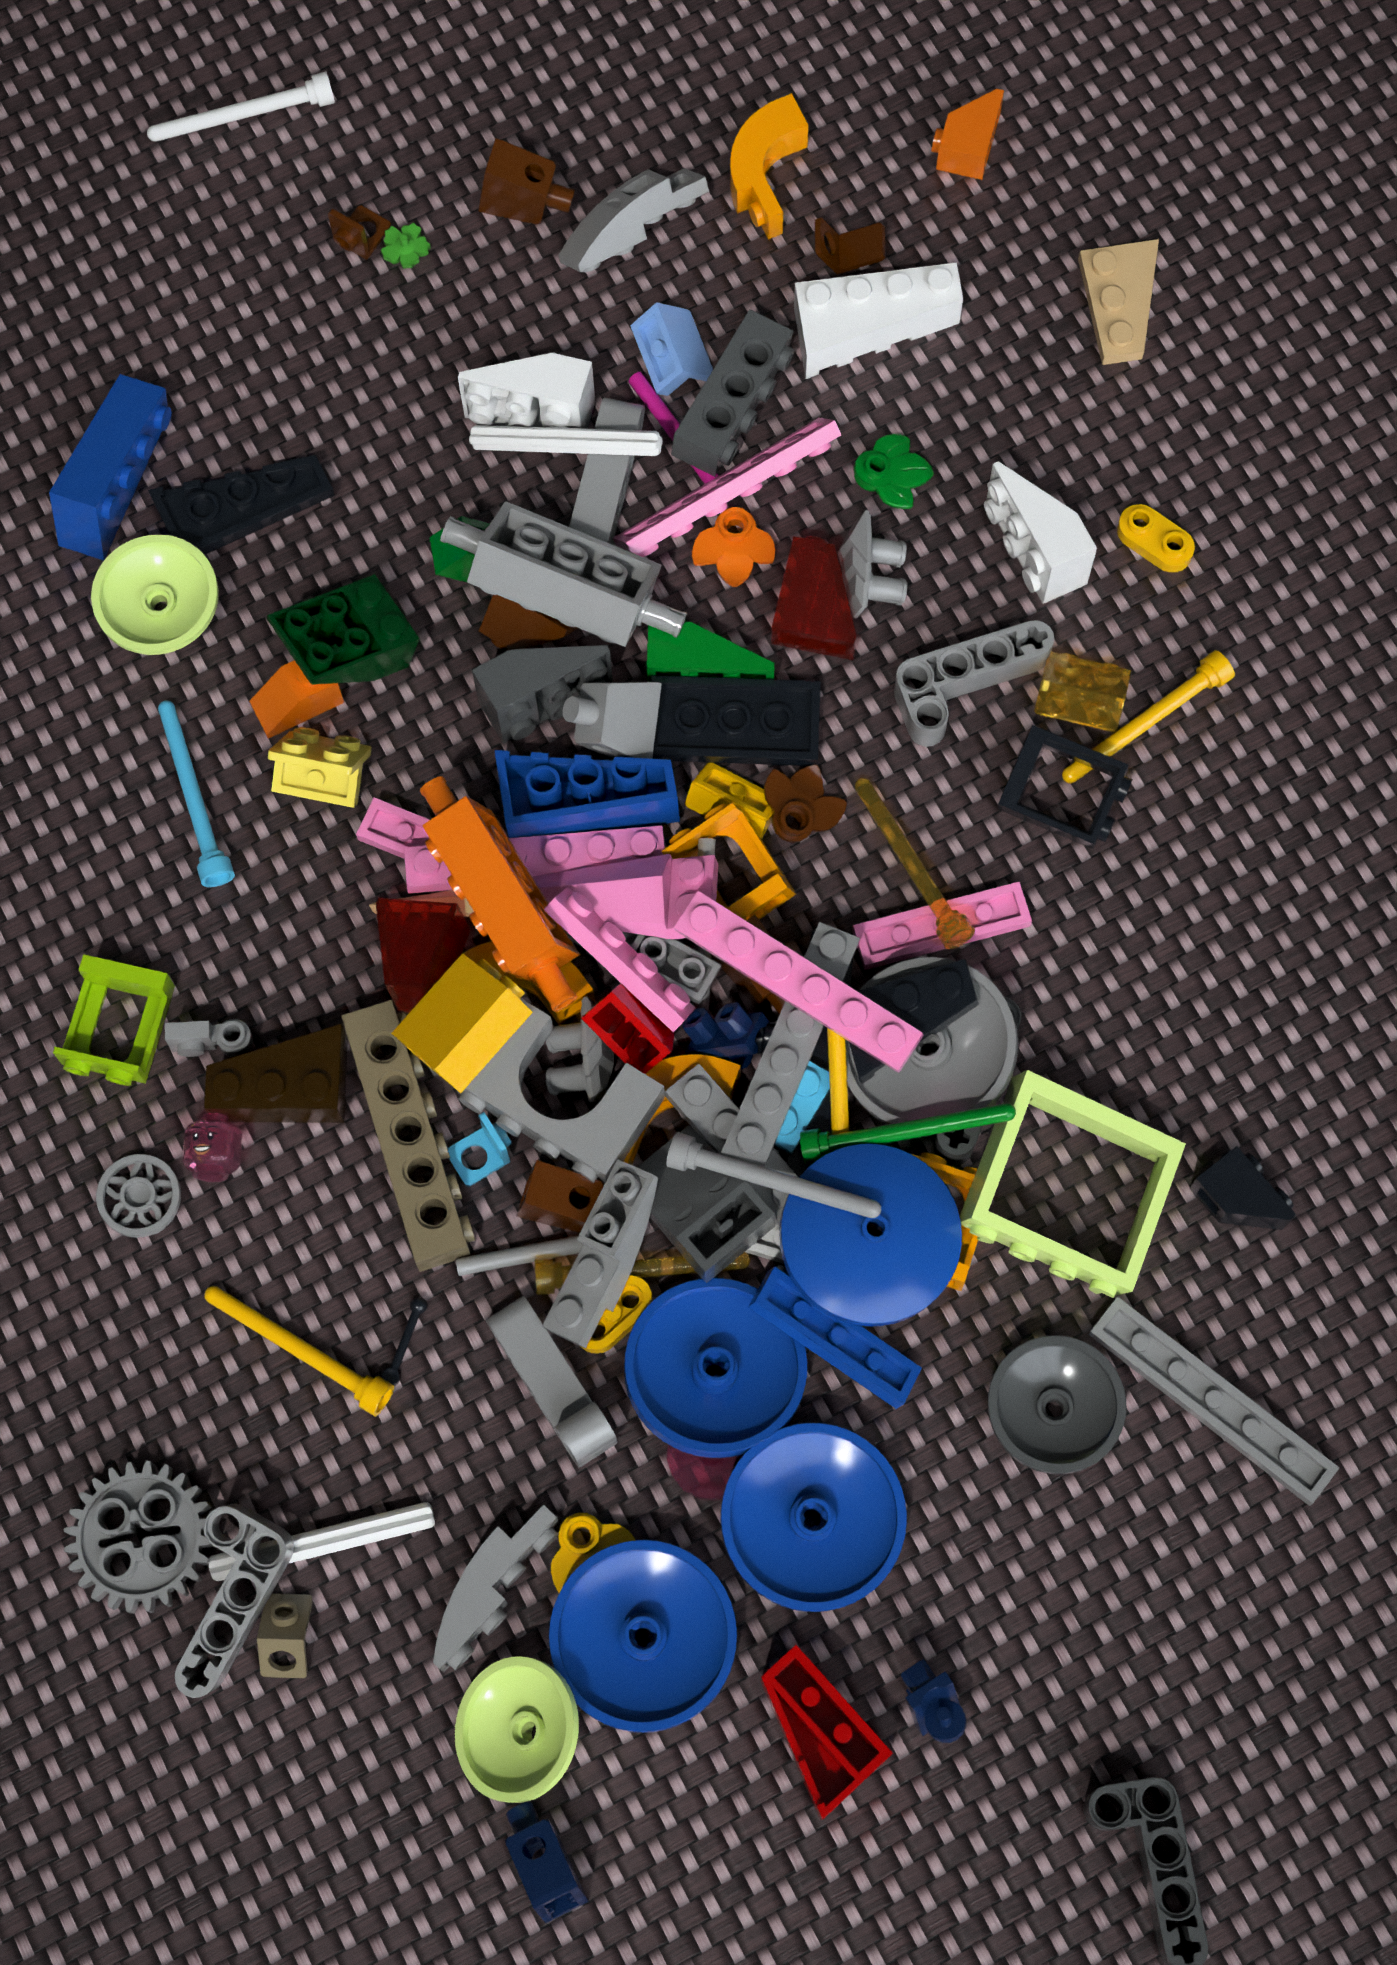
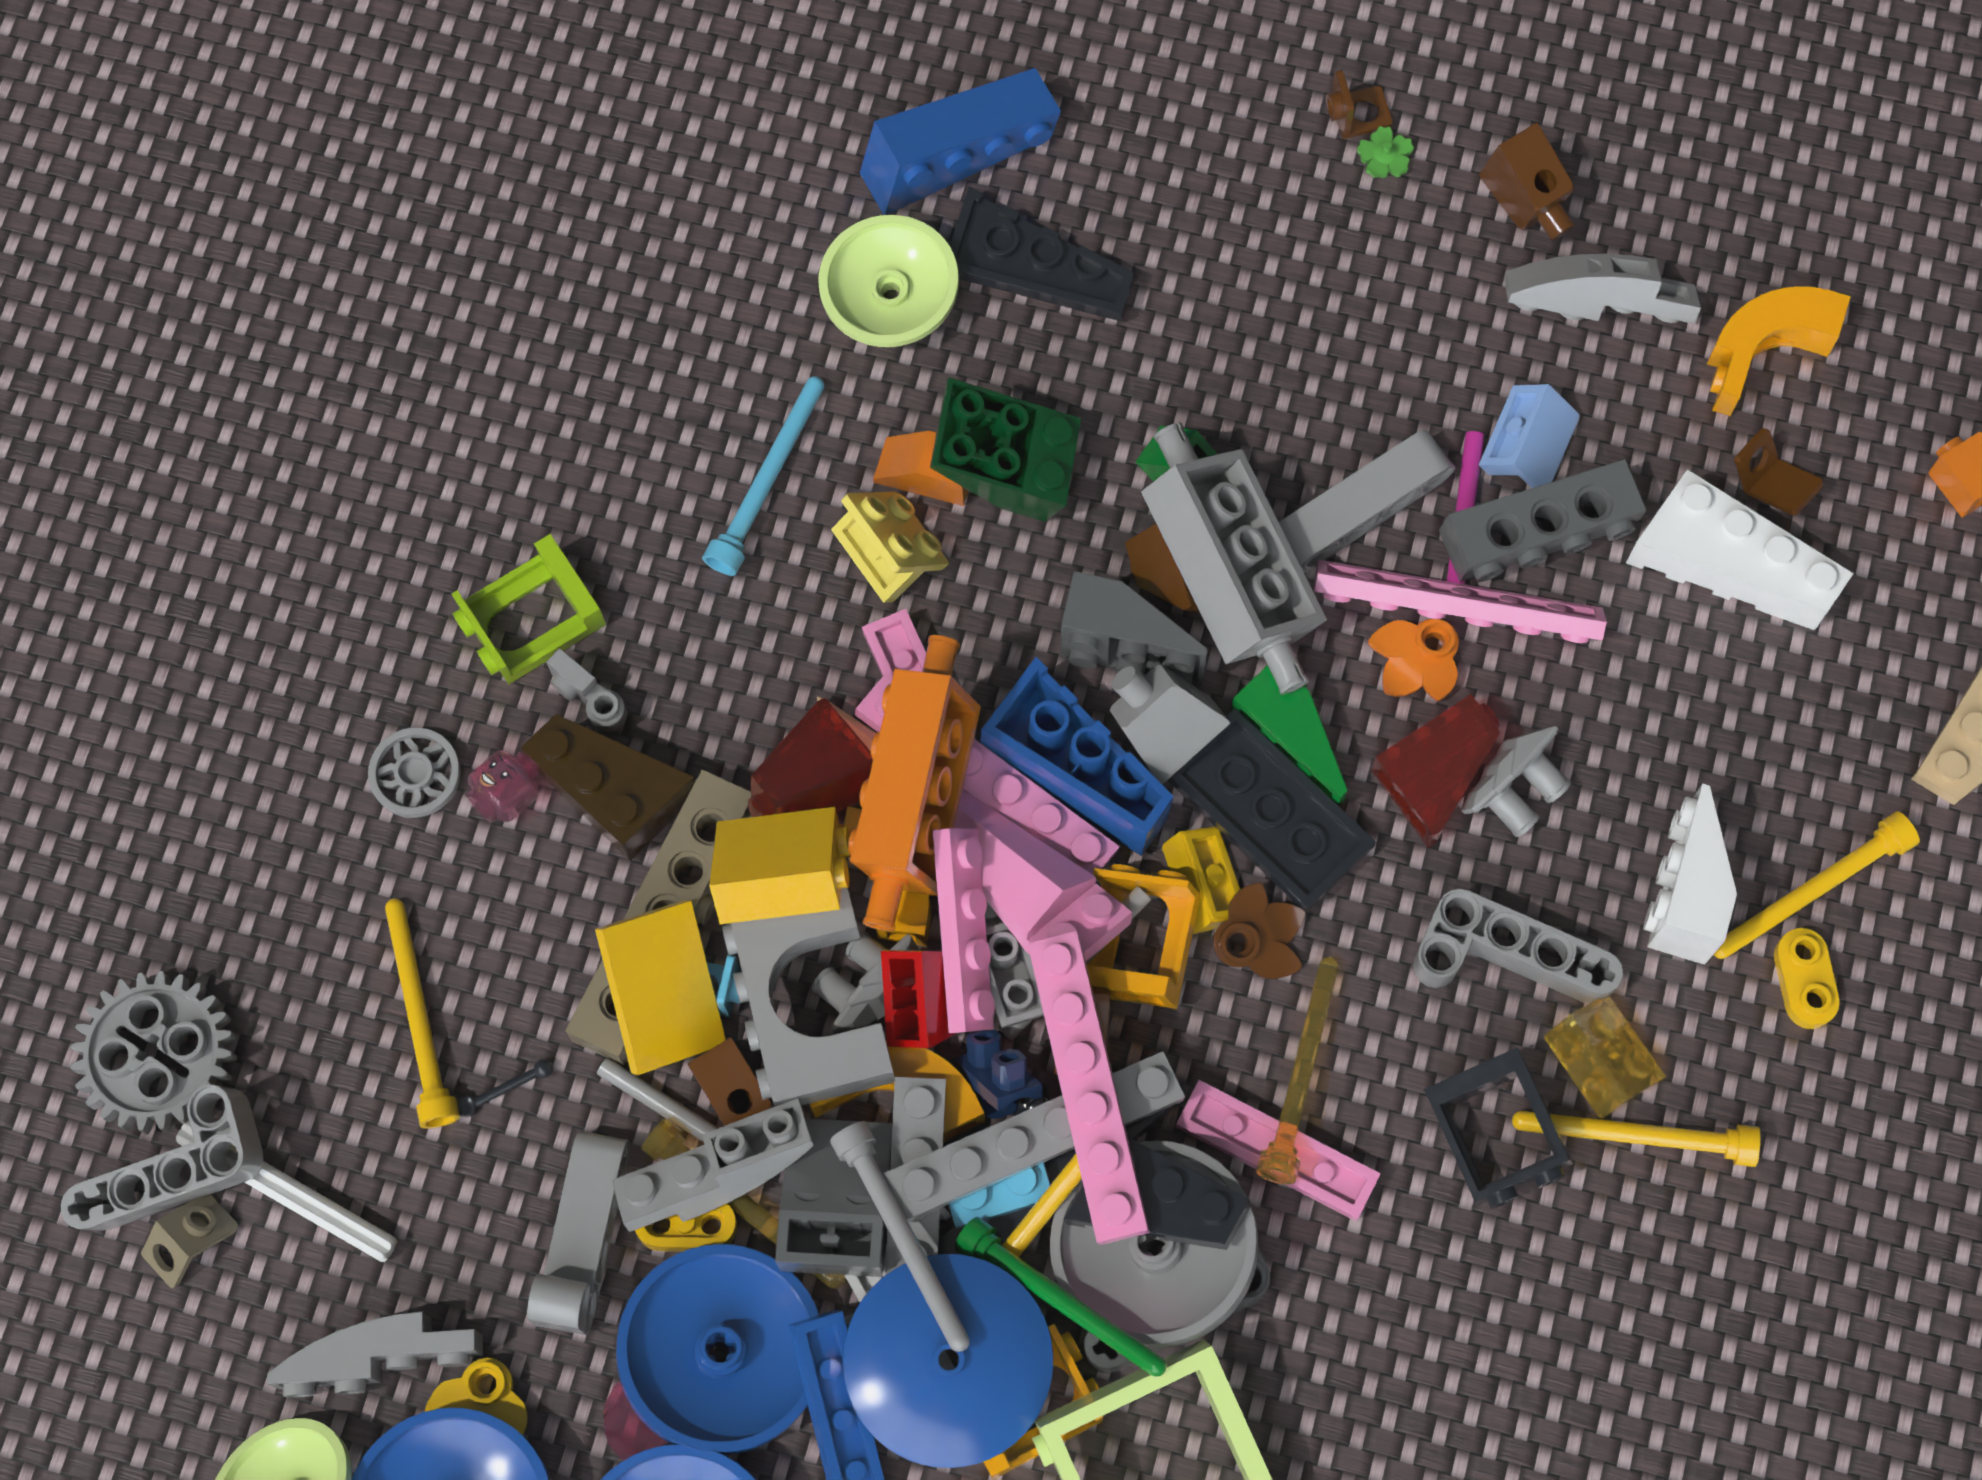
camera: 45 degrees right, 0 degrees up
(452, 1175) = (660, 986): none -> yellow tile
(530, 392) = (1364, 378): white slope -> none
(566, 440) = (1354, 440): white axle -> none
(897, 470) = (1630, 714): green plate -> none
(1126, 406) = (1894, 836): none -> yellow piece

